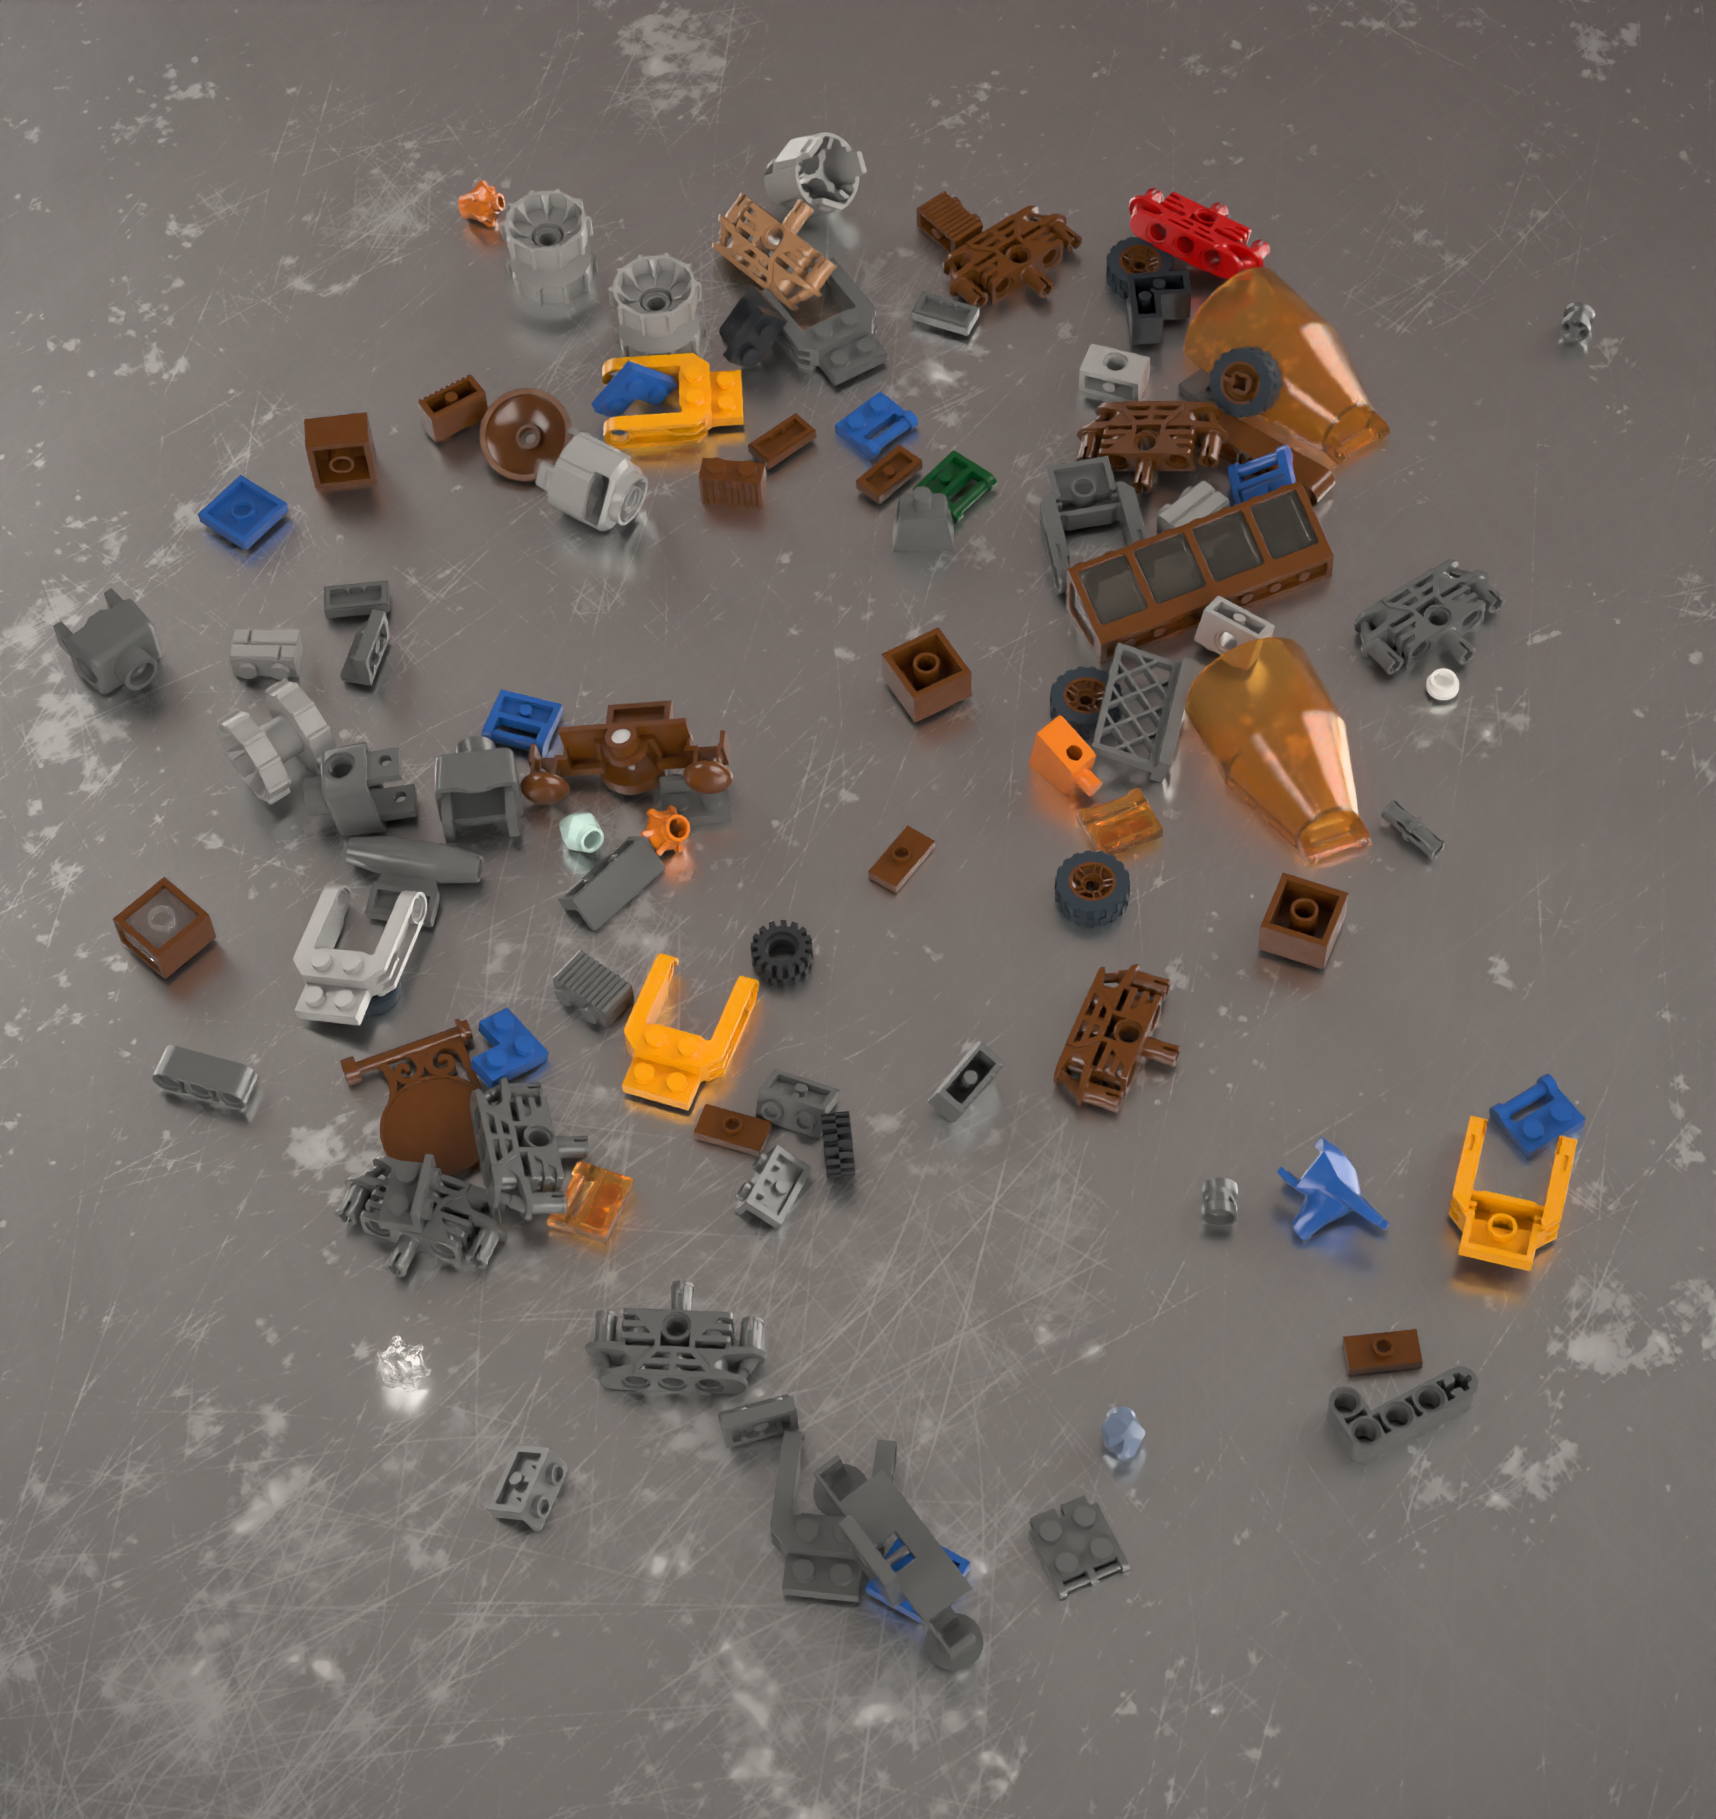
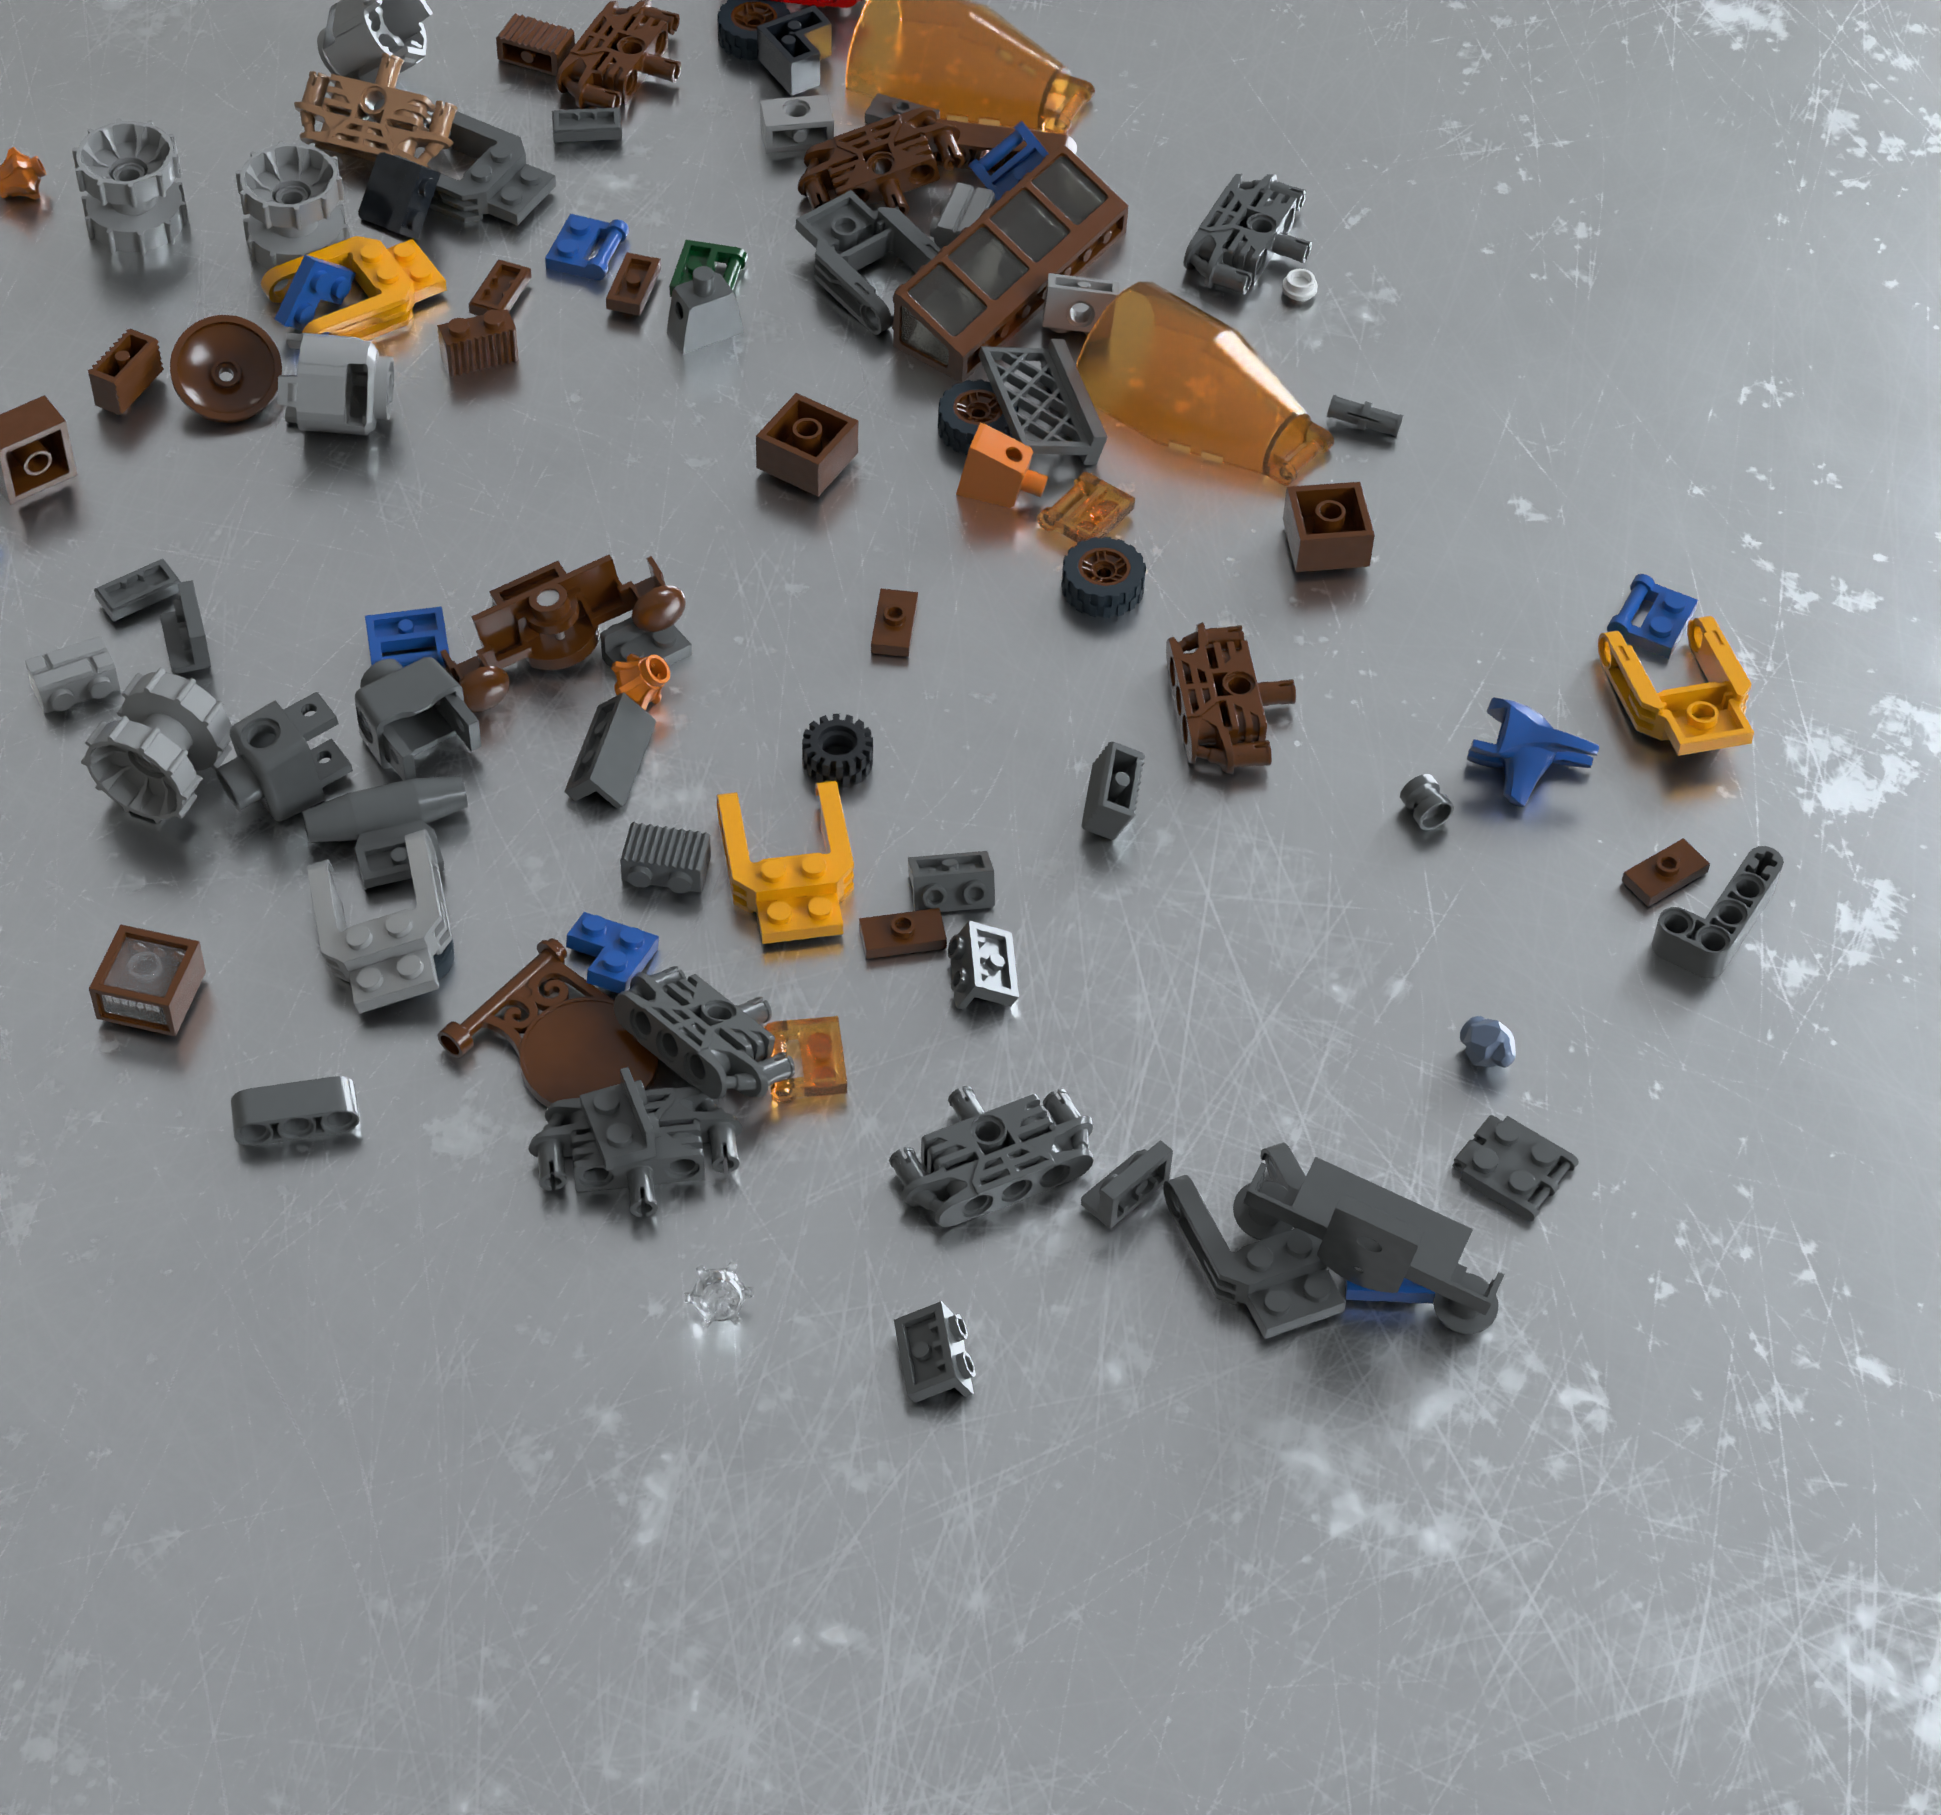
camera: 35 degrees left, 5 degrees down
(581, 832) = (547, 717): light aqua rock -> none
(838, 1144) = (1028, 896): black tyre -> none
(1245, 381) = (943, 80): black wheel -> none

